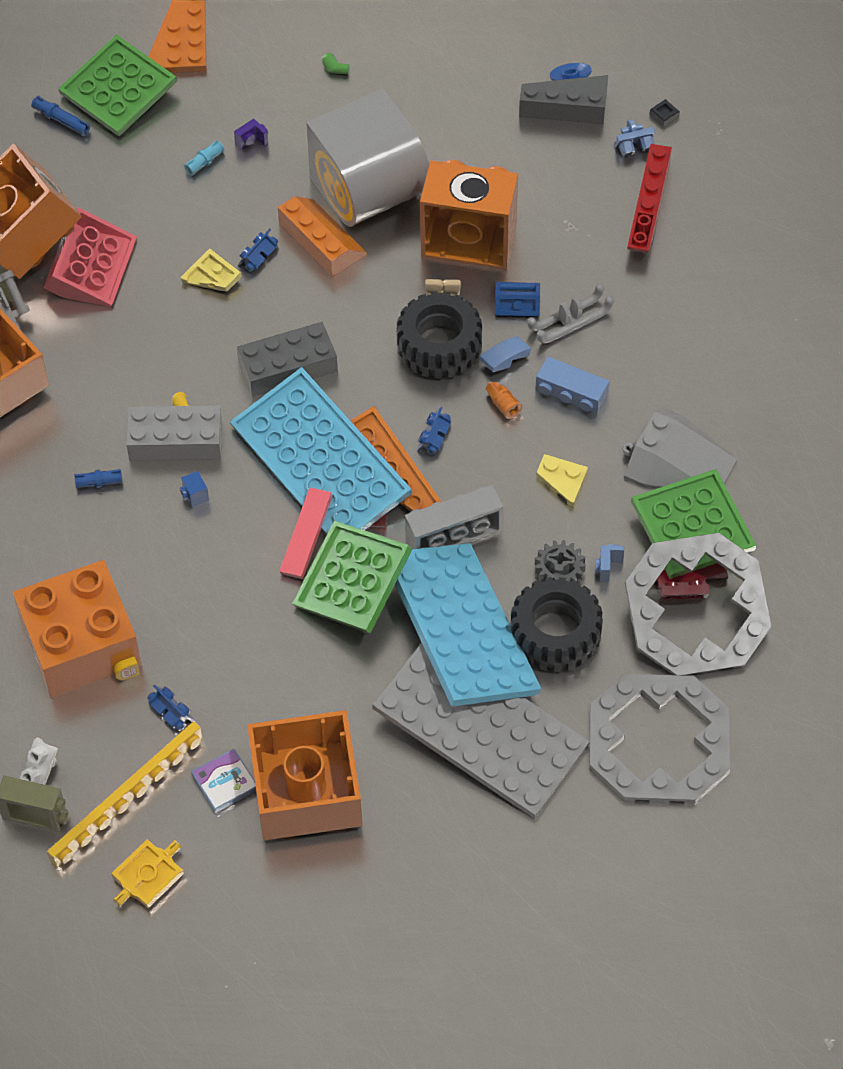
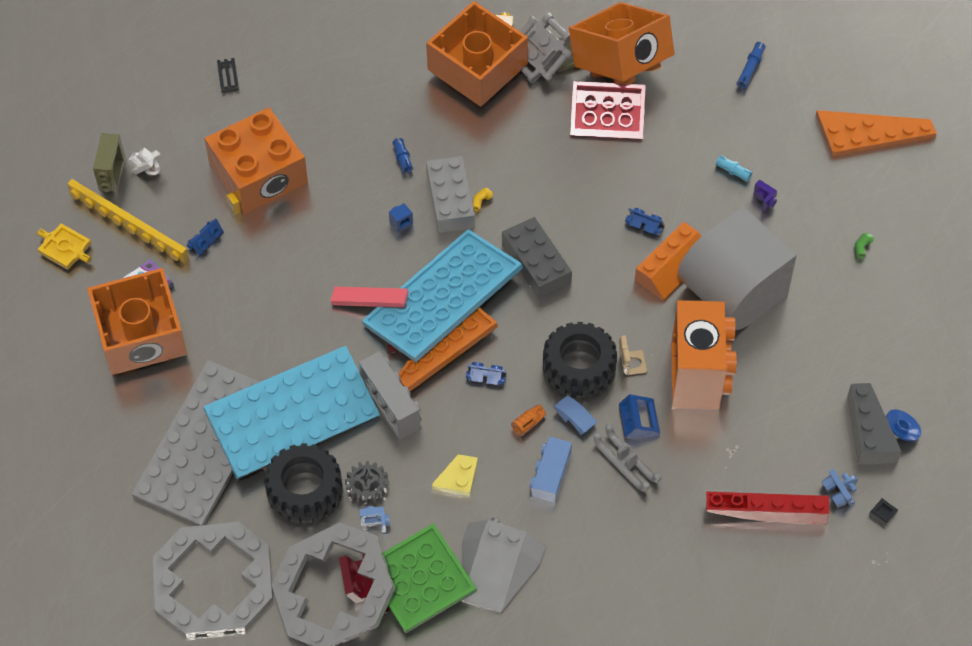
camera: 80 degrees right, 0 degrees up
(117, 85) = (791, 95): bright green plate -> none
(211, 272) = (615, 194): light yellow wing -> none
(352, 576) = (323, 328): bright green plate -> none

